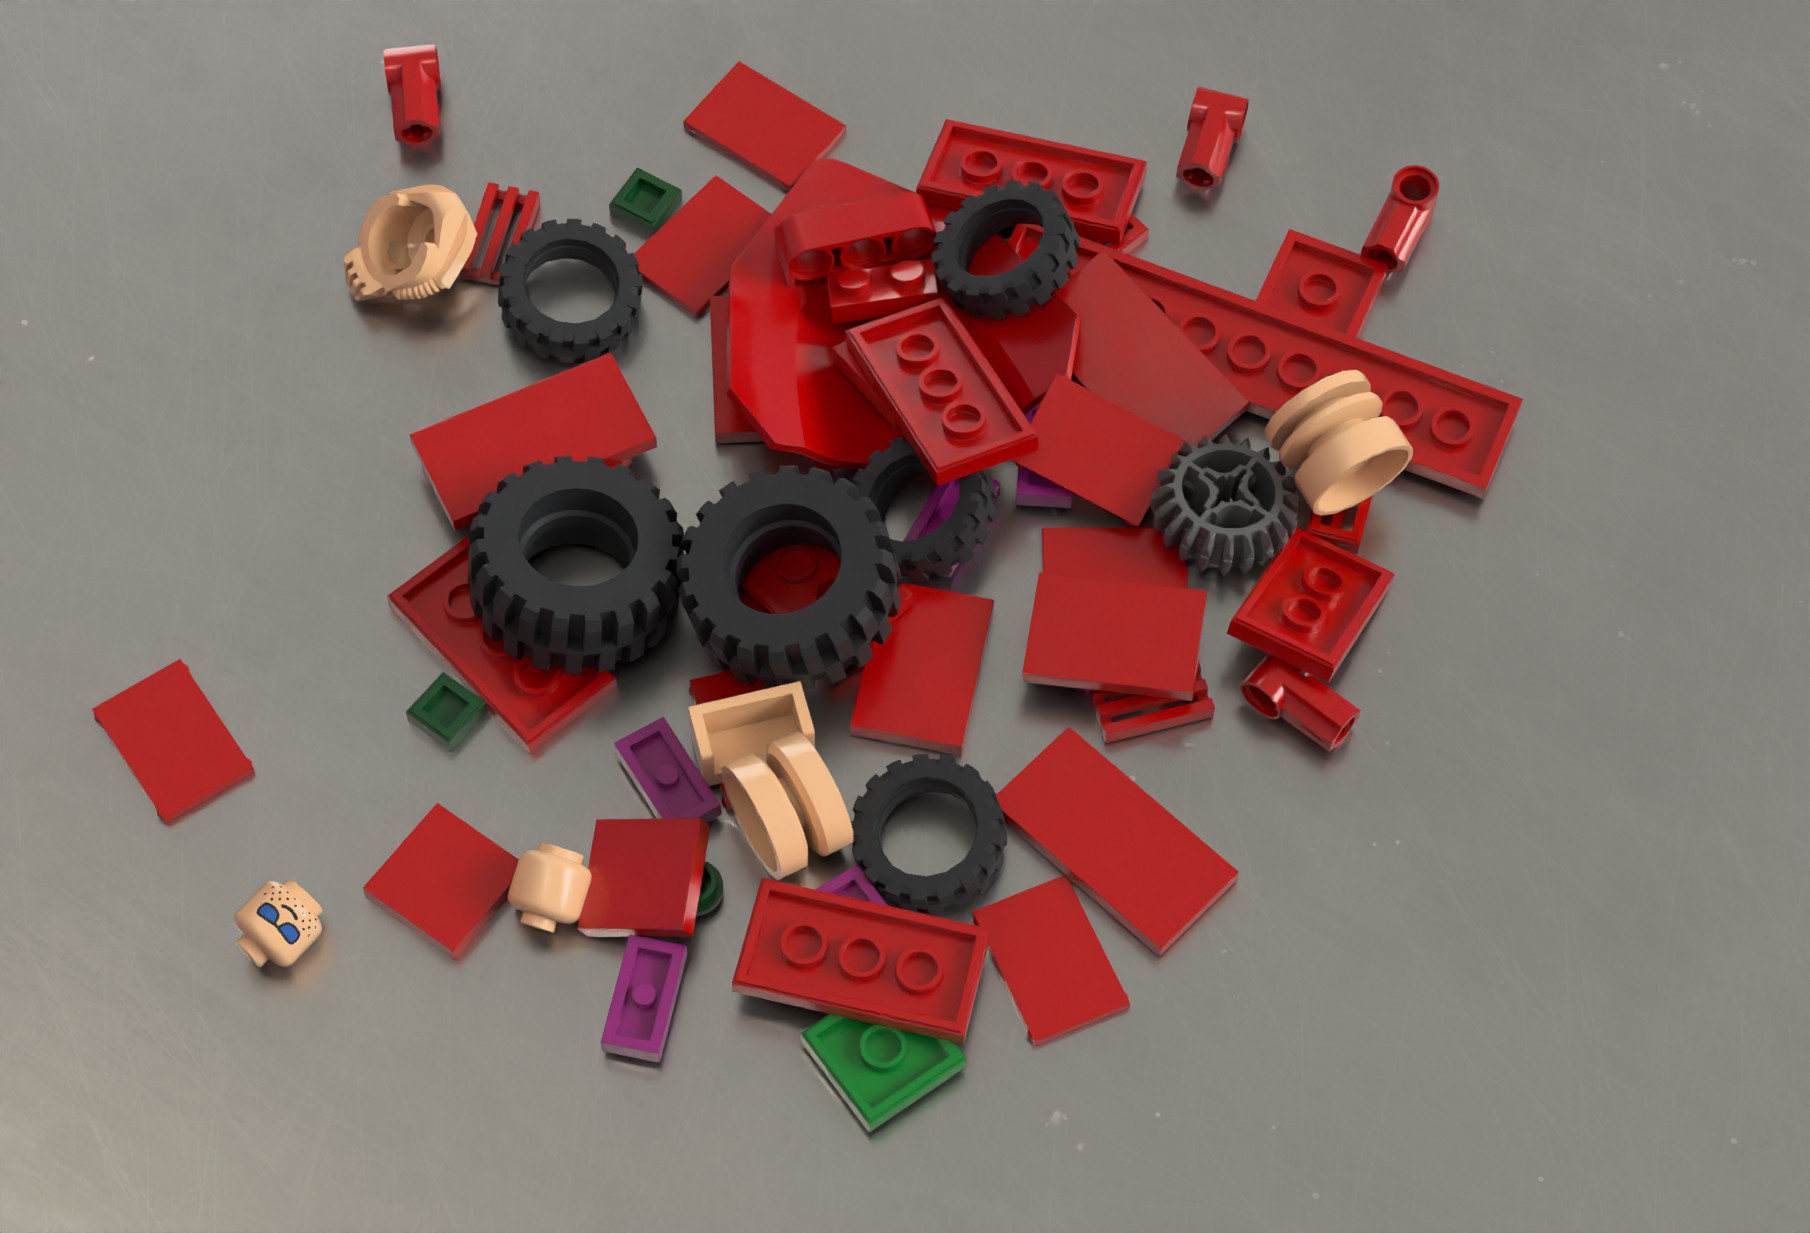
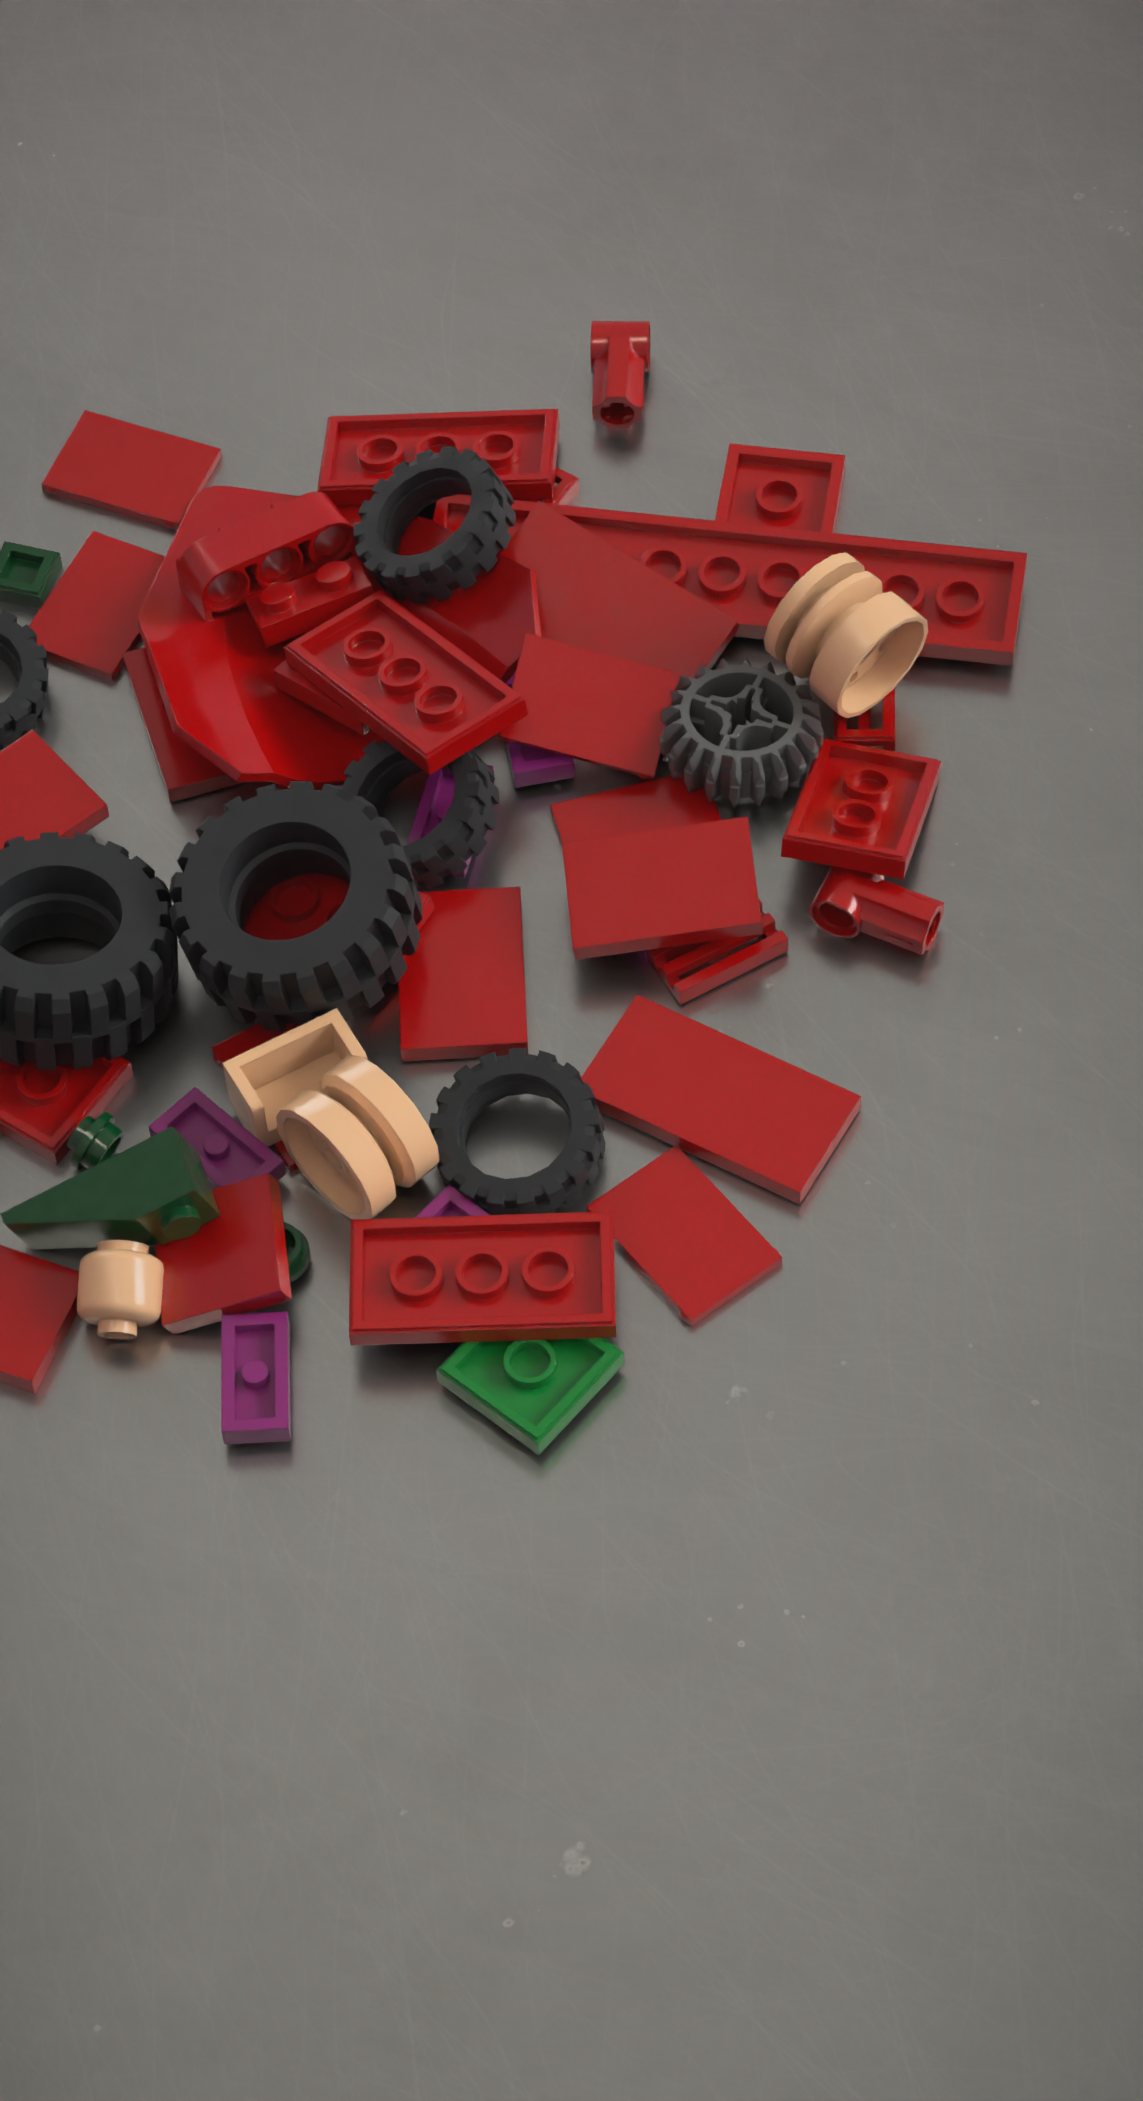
camera: 10 degrees left, 5 degrees down
(564, 745) = (94, 1141): none -> dark green plate
(586, 809) = (139, 1195): none -> dark green slope
(1403, 219) = (848, 403): red piece -> none

